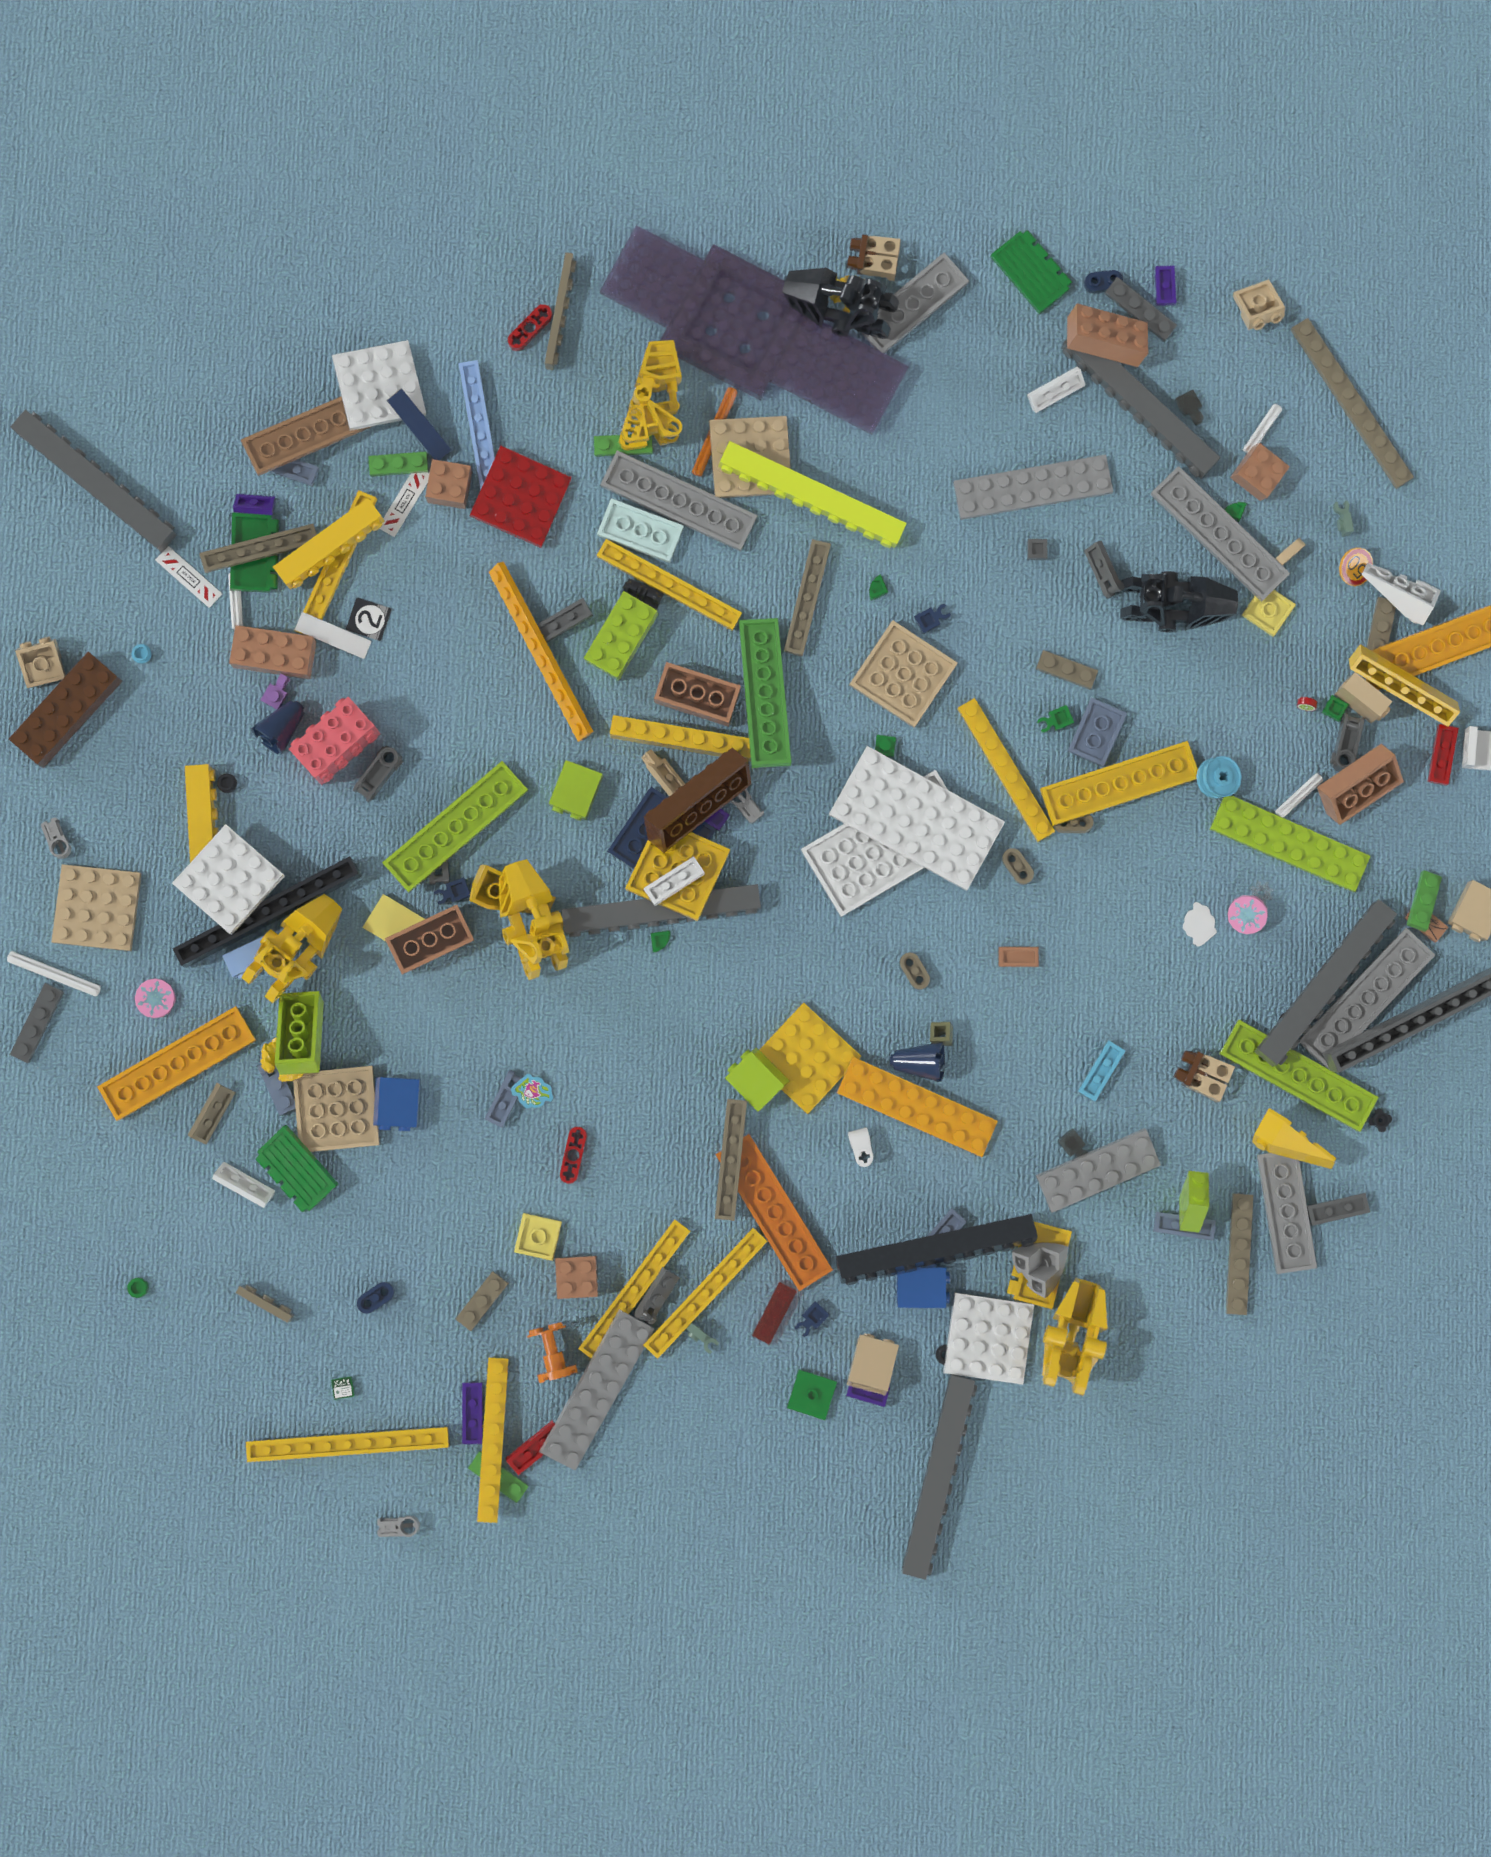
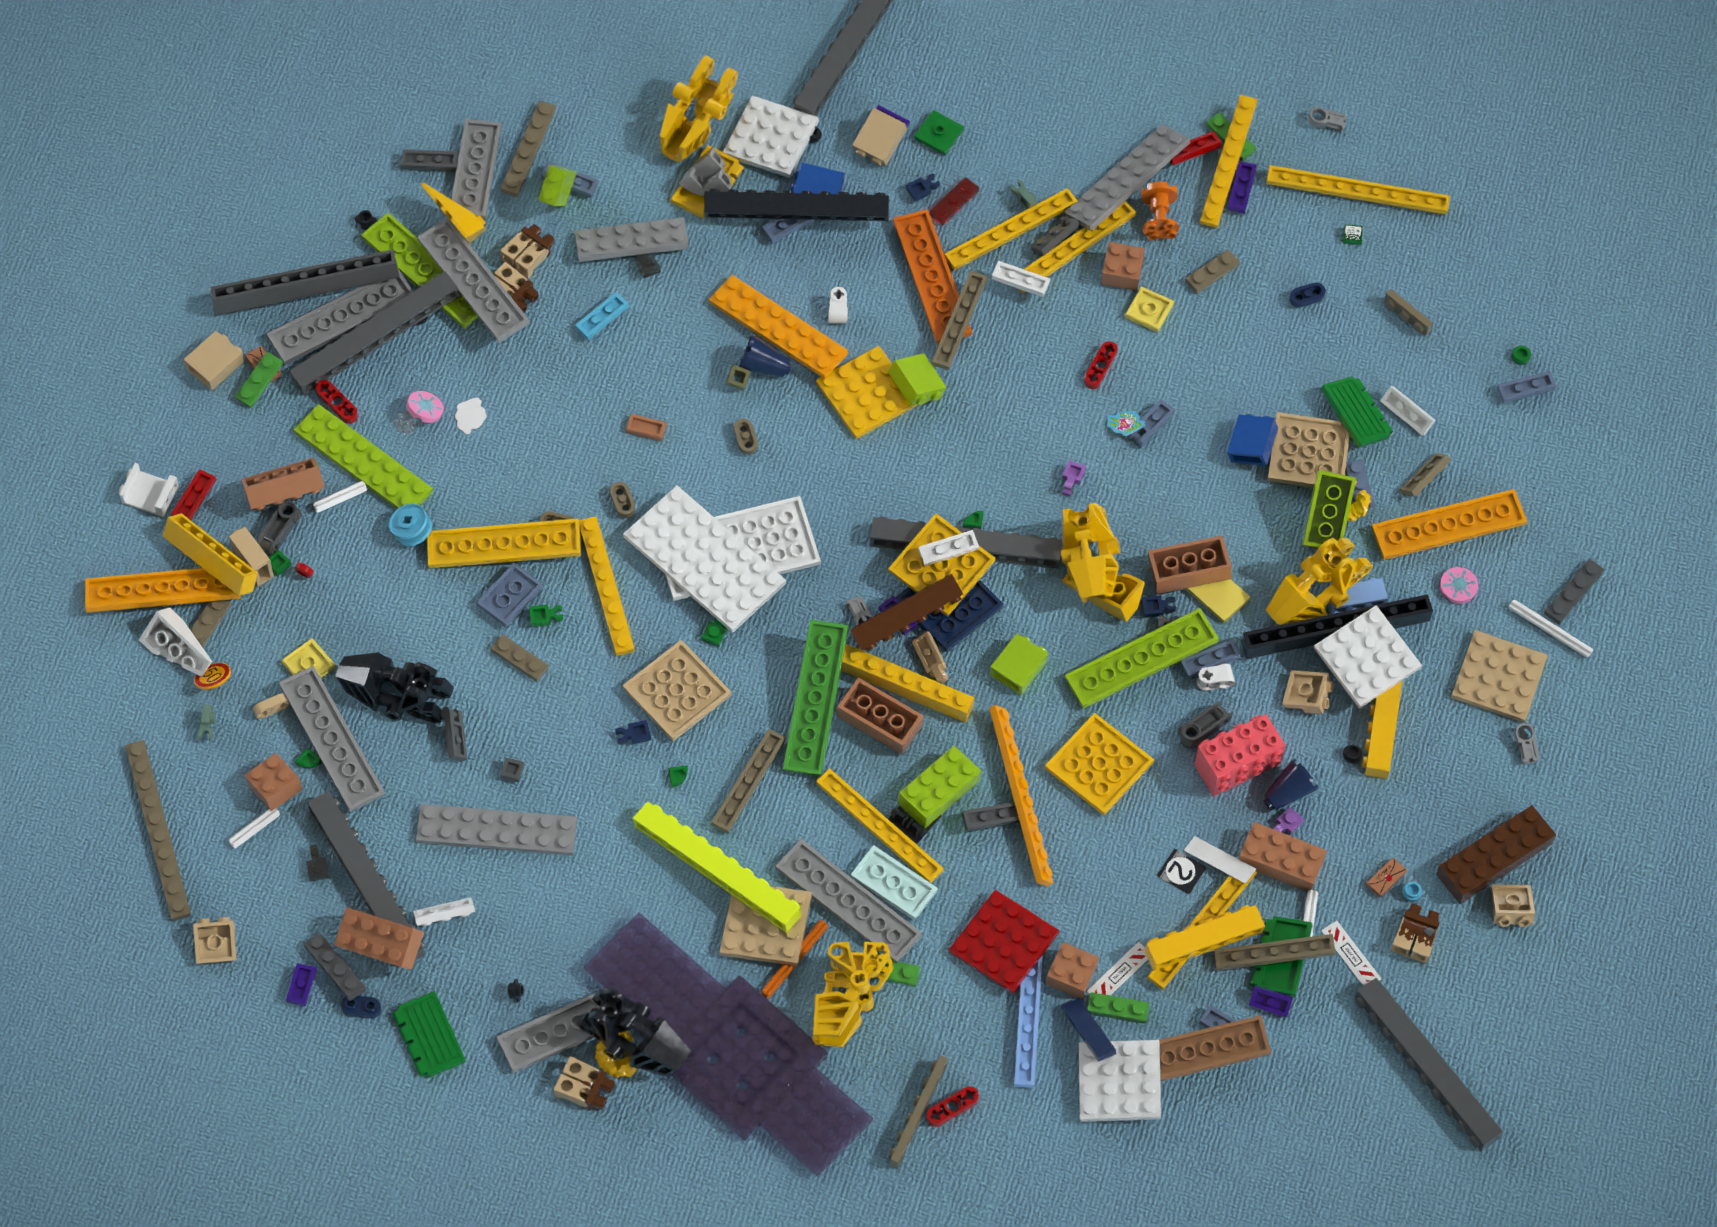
camera: 165 degrees left, 20 degrees down
(125, 1247) = (1526, 387): none -> sand blue plate
(128, 608) = (1416, 927): none -> hips
(168, 662) = (1386, 877): none -> nougat tile
(283, 835) = (1308, 691): none -> tan plate
(375, 828) = (1216, 677): none -> white piece
(387, 846) = (1214, 656): none -> sand blue plate
(472, 705) = (1099, 764): none -> yellow plate
(571, 1018) = (1072, 474): none -> medium lavender plate
(679, 1227) = (1020, 279): none -> white plate
(965, 331) = (515, 990): none -> black plate
(1202, 1133) = (527, 250): none -> tan hips
(1244, 1065) = (473, 280): none -> light grey plate
(1353, 903) = (337, 409): none -> red beam

